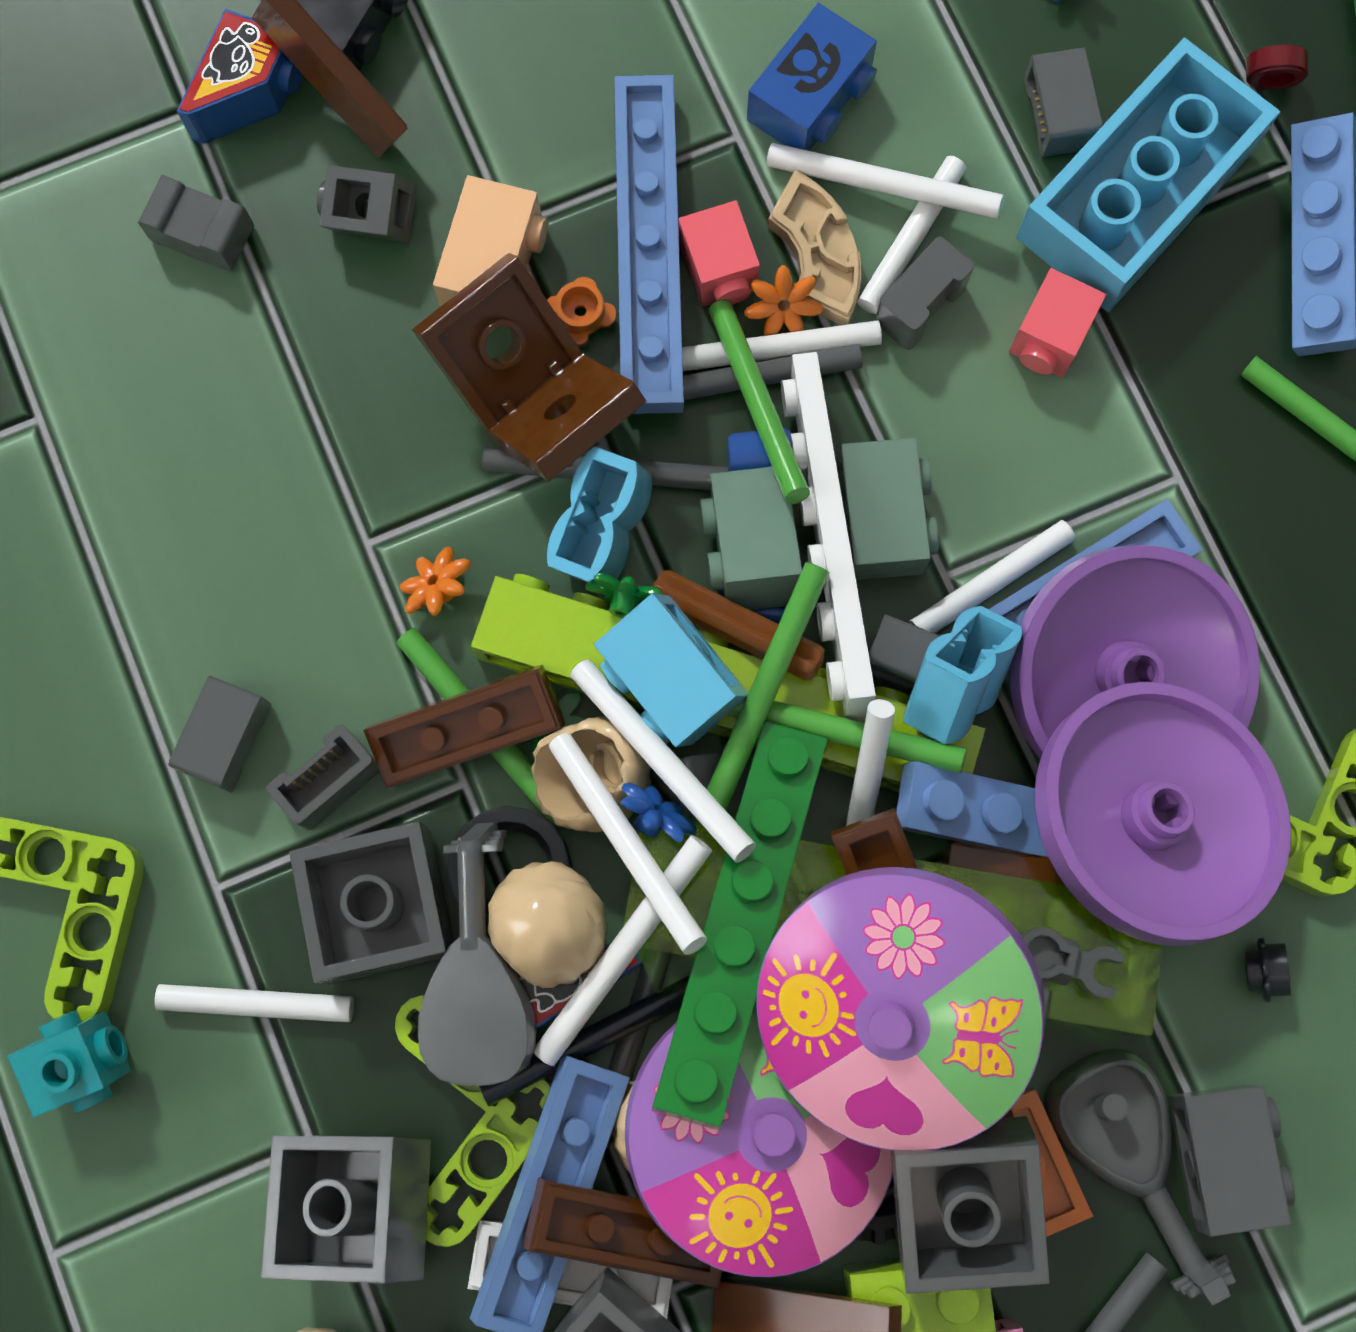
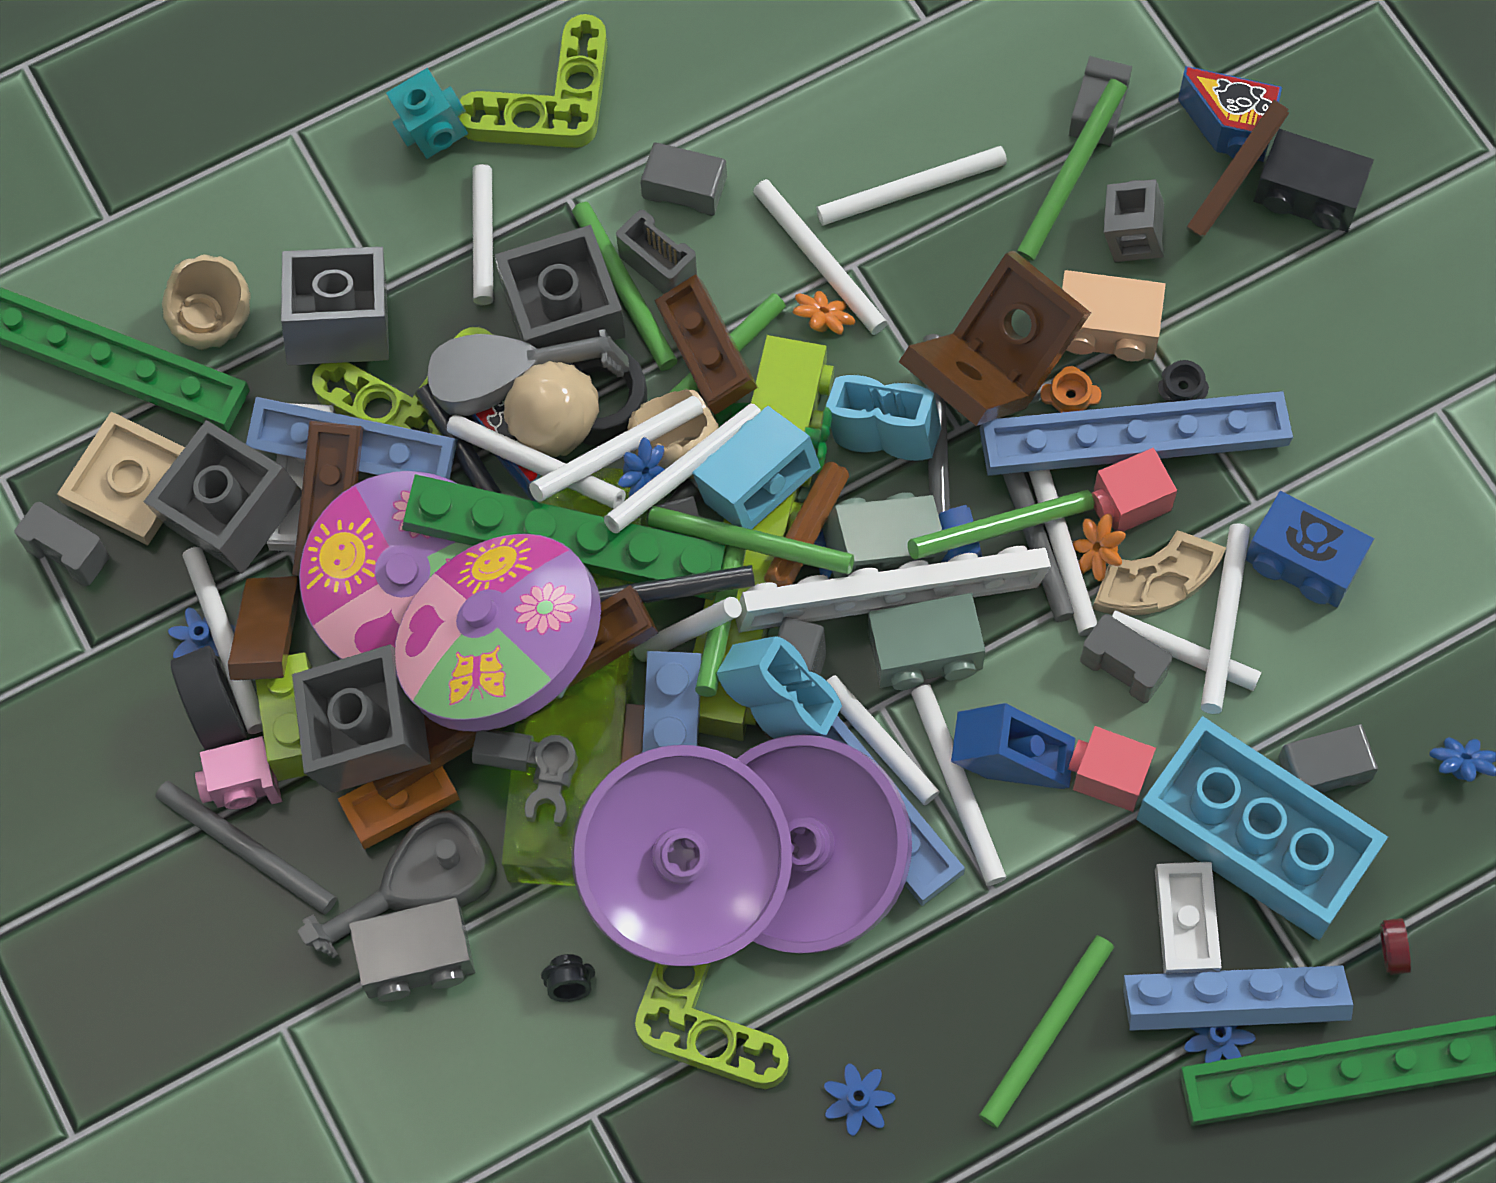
camera: 85 degrees right, 10 degrees down
(272, 460) = (911, 185): none -> white piece
(289, 262) = (1072, 169): none -> bright green bar
(351, 580) = (820, 257): none -> white bar
(361, 822) = (627, 290): none -> bright green bar
(585, 171) = (1183, 372): none -> black plate
(824, 782) = (688, 585): none -> black piece
(1024, 432) = (1012, 747): none -> blue slope
(1055, 498) = (958, 786): none -> white bar
(1233, 272) = (1187, 917): none -> white plate

